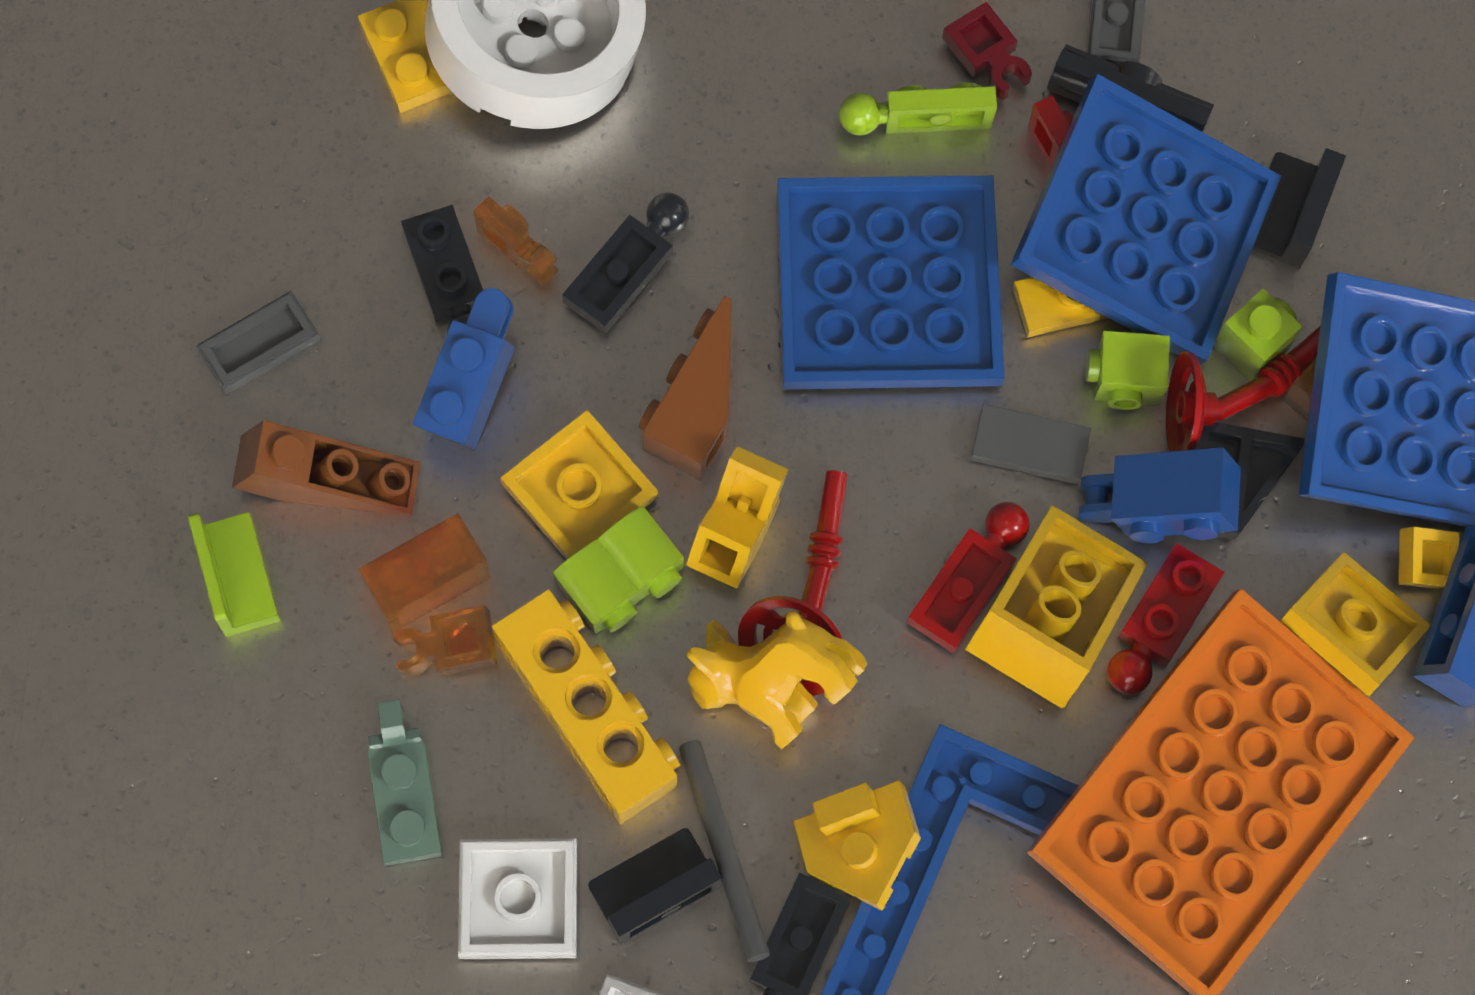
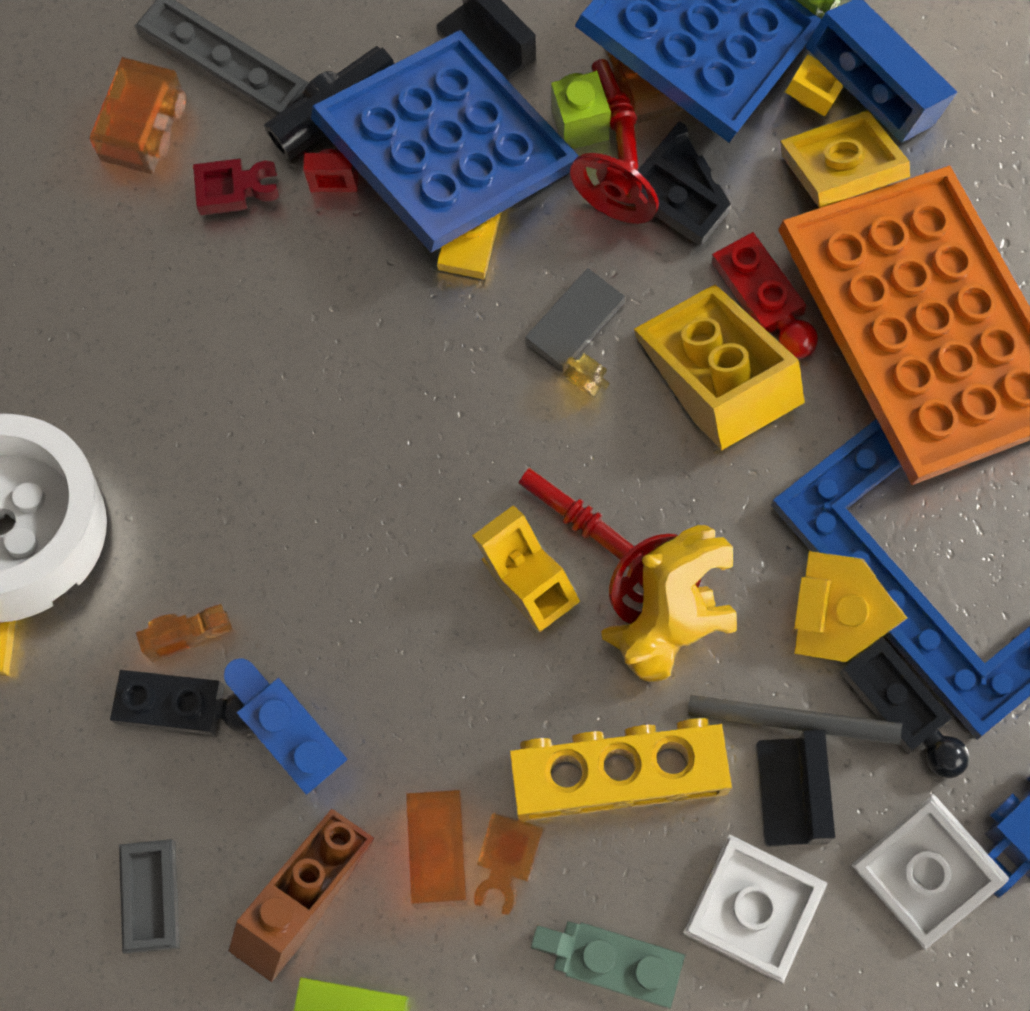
camera: 55 degrees left, 0 degrees up
(578, 485) = (427, 685): yellow plate -> none
(619, 571) = (518, 687): lime brick -> none
(627, 262) = (253, 551): black plate -> none
(694, 413) = (412, 555): dark orange slope -> none
(889, 282) = (384, 357): blue plate -> none
(921, 110) = (254, 259): lime plate -> none
(970, 577) = (663, 418): red plate -> none
(974, 481) = (586, 374): none -> clear yellow plate
(1129, 369) = (556, 215): lime brick -> none
(1166, 495) = (677, 238): blue brick -> none

